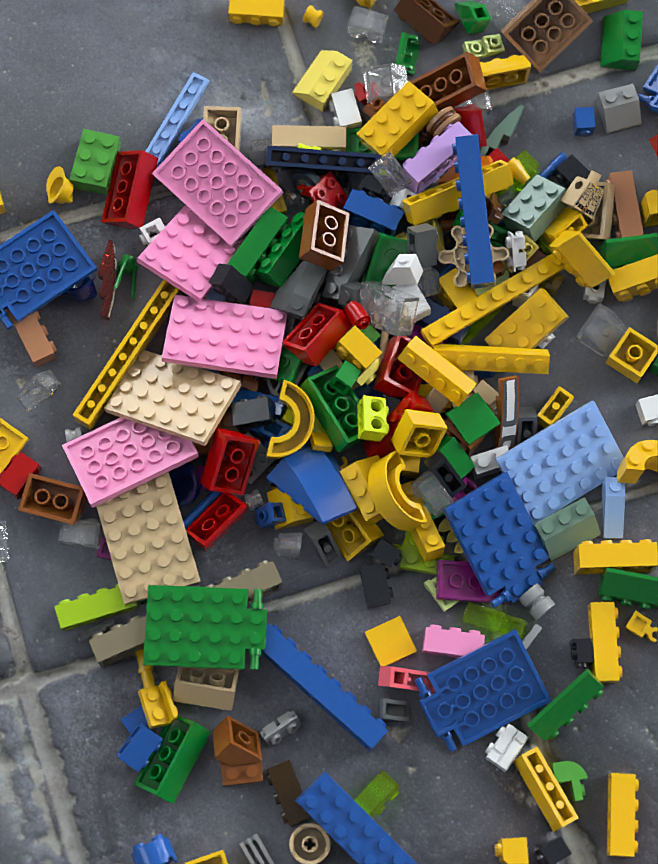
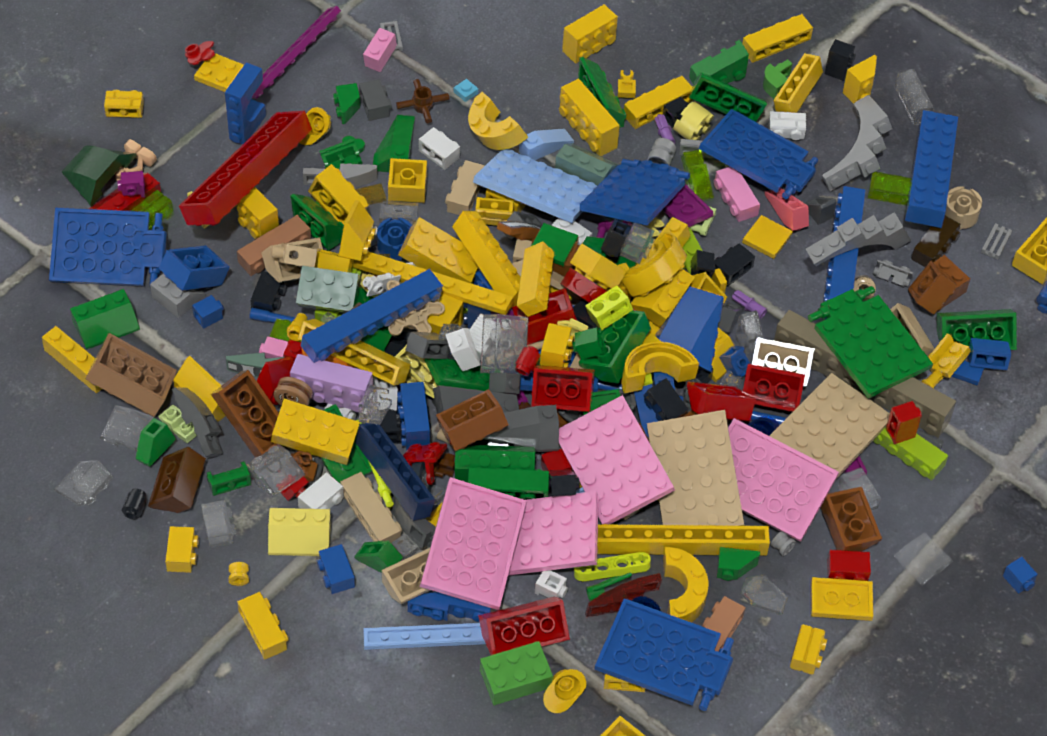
camera: 120 degrees left, 20 degrees down
(80, 383) = (735, 562): none -> green slope
(82, 342) = (693, 577): none -> yellow brick
(105, 600) = (903, 422): none -> red brick
(140, 291) = (614, 570): none -> neon yellow beam
(236, 544) = (783, 357): none -> slope
(260, 122) = (378, 555): none -> green slope
(271, 86) = (336, 569): none -> blue brick
(277, 683) = (862, 281): none -> tan head
(317, 706) = (854, 235): none -> light grey arch
(326, 573) = (749, 303): none -> medium lavender axle
(362, 560) = (719, 279): none -> yellow tile
(454, 827) = (869, 143): none -> light grey arch
(486, 51) = (197, 413): none -> dark grey slope
(512, 147) = (273, 347): none -> bright pink brick
(556, 654) = (693, 122): none -> light yellow brick
(568, 628) = (664, 128): none -> medium lavender axle
(578, 300) = (391, 236): none -> blue brick
(589, 390) = (463, 189): none -> tan brick
(609, 725) = (726, 66): none -> green wedge
(629, 123) = (194, 267): none -> blue brick
(641, 315) = (372, 193): none -> clear yellow plate

